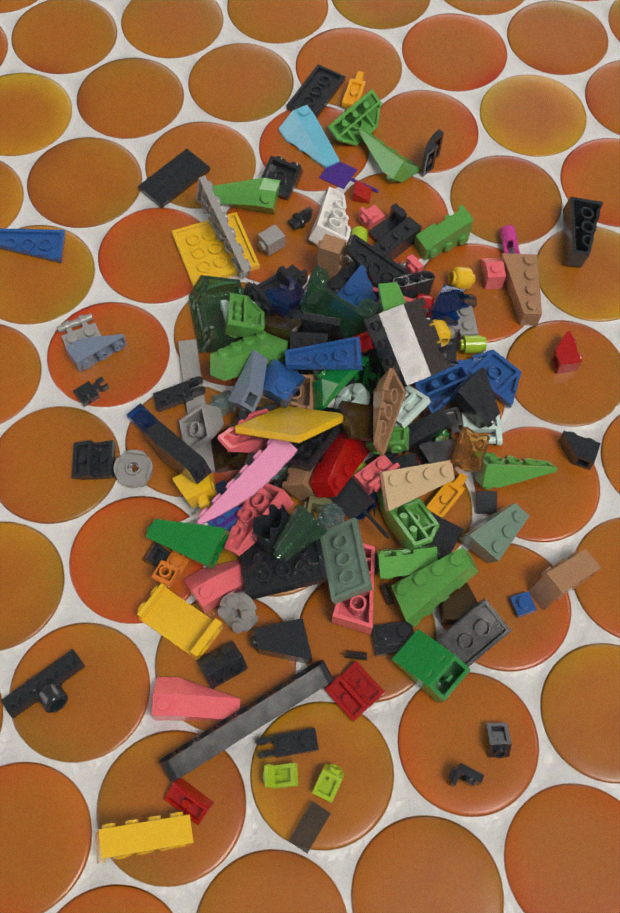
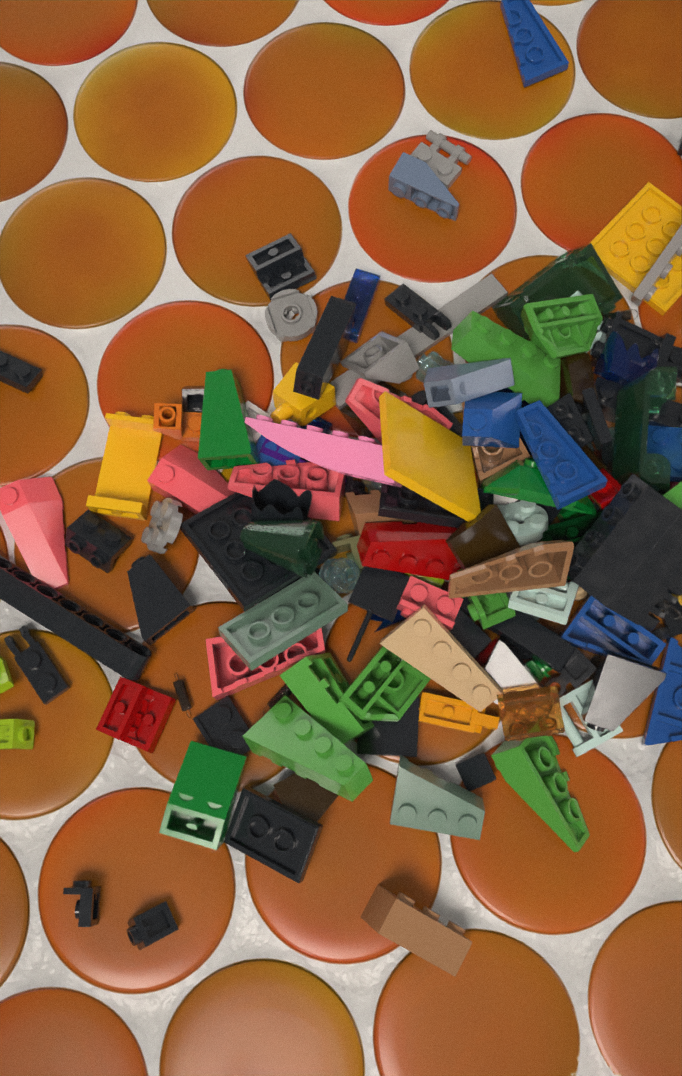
camera: 70 degrees right, 10 degrees up
(88, 393) = (365, 212): black plate -> none
(522, 604) = (353, 884): blue plate -> none
(578, 449) = (629, 874): black slope -> none

